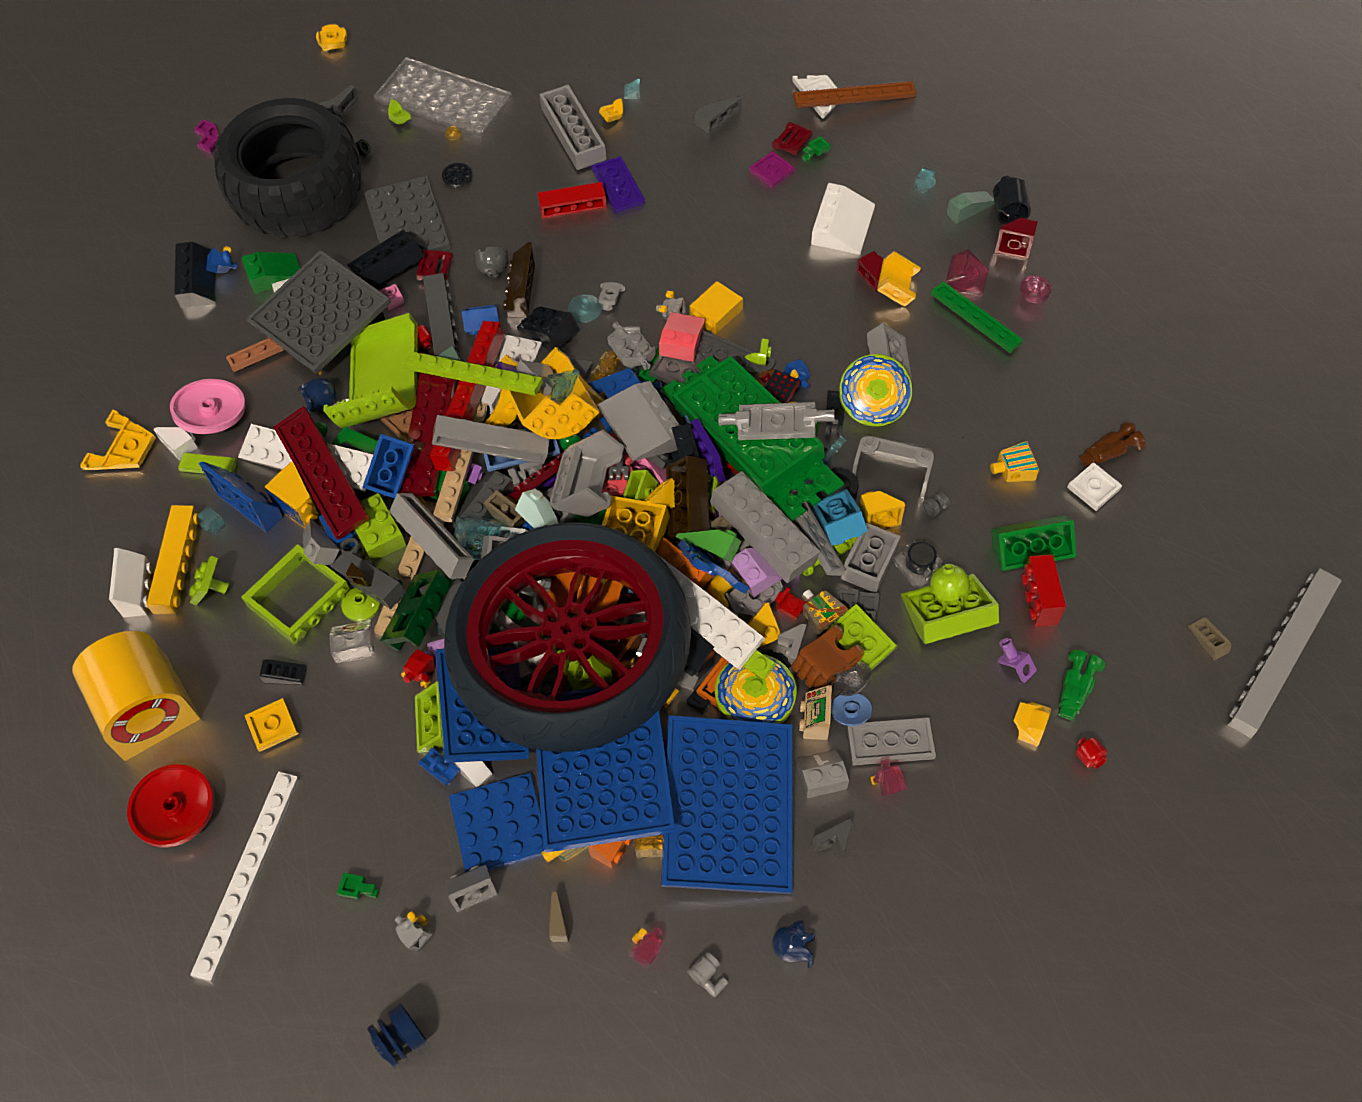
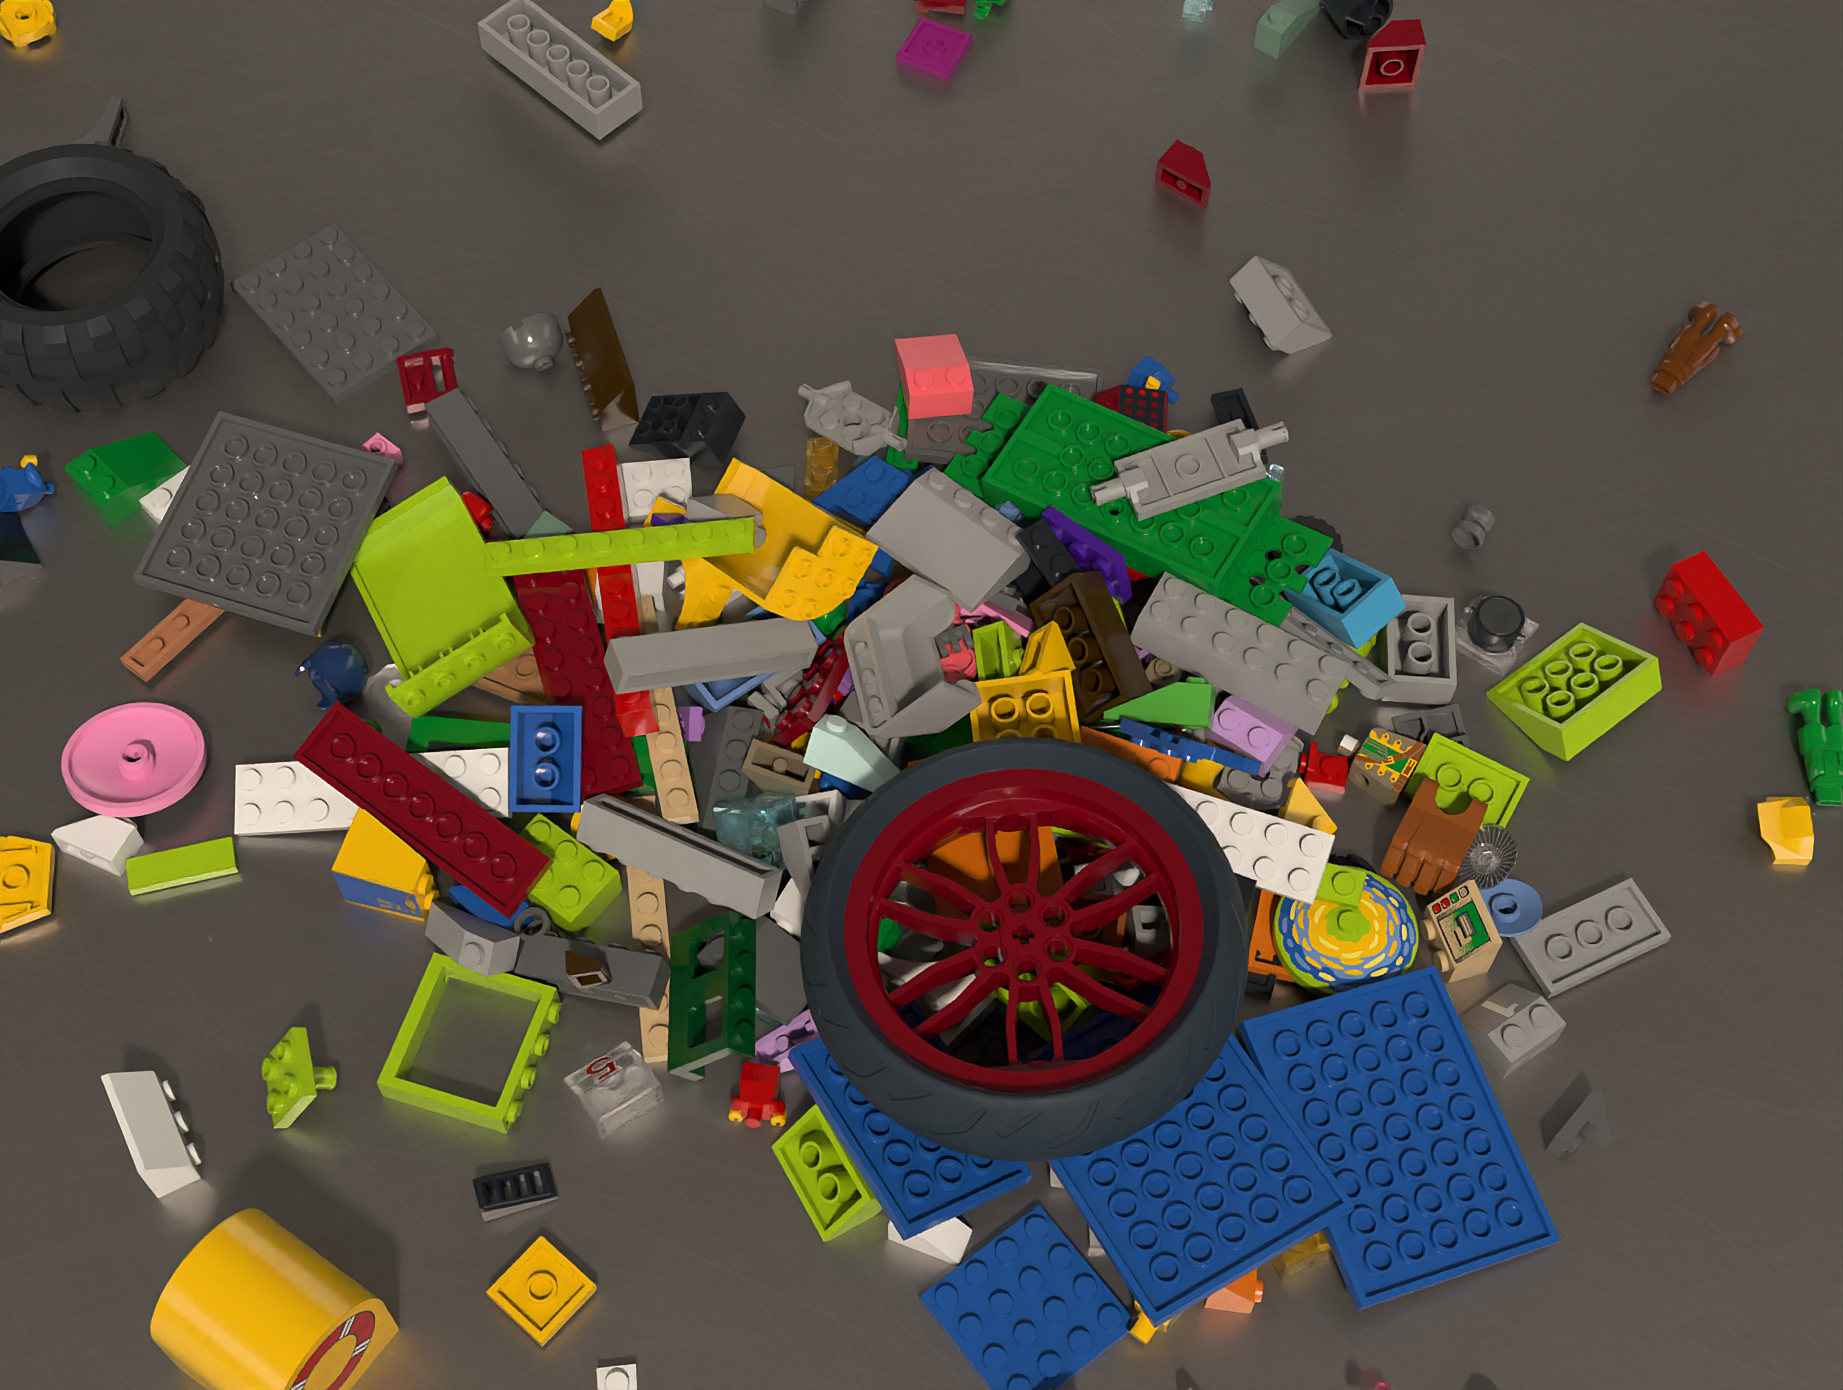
camera: 25 degrees left, 0 degrees up
(173, 560) = (207, 1060): yellow brick -> none
(211, 521) = (244, 966): clear light blue plate -> none
(242, 496) = (286, 903): blue slope -> none
(359, 610) = (595, 1033): lime dish -> none
(387, 259) = (341, 389): black slope -> none
(396, 113) = (224, 127): lime plate -> none
(435, 765) = (882, 1252): blue hips -> none
(443, 97) = (292, 74): clear plate -> none
(452, 133) = (343, 135): clear yellow plate -> none
(457, 174) = (386, 206): black wheel -> none
(475, 316) = (559, 447): blue slope -> none
(564, 384) = (781, 519): clear light blue slope -> none
(572, 200) = (619, 194): red brick -> none
(584, 308) = (741, 383): clear light blue dish -> none
(609, 300) = (767, 350): light grey piece -> none
(618, 184) = (684, 145): dark purple tile -> none
(671, 305) = (884, 330): light grey piece -> none
(717, 306) = (962, 306): yellow brick -> none
(760, 358) = (1083, 363): lime plate -> none
(790, 943) = (1606, 1321): dark blue hair -> none
(793, 641) = (1364, 828): light grey slope -> none
(842, 220) = (1094, 103): white slope -> none
(875, 390) = (1293, 370): dish -> none
(881, 509) = (1405, 559): yellow slope -> none
(889, 779) = (1621, 999): clear pink piece -> none
(896, 278) = (1230, 176): yellow panel -> none
(897, 450) = (1377, 458): light grey windscreen -> none
(949, 582) = (1560, 649): lime cylinder -> none
(967, 274) = (1337, 136): clear pink slope -> none
(976, 317) = (1385, 203): green plate -> none
(1016, 464) = (1564, 423): yellow torso -> none
(1016, 659) = (1714, 737): medium lavender bracket -> none
(1034, 538) = (1650, 538): green slope -> none
(1037, 285) = (1457, 124): clear pink piece -> none
(1094, 486) = (1696, 422): white plate -> none

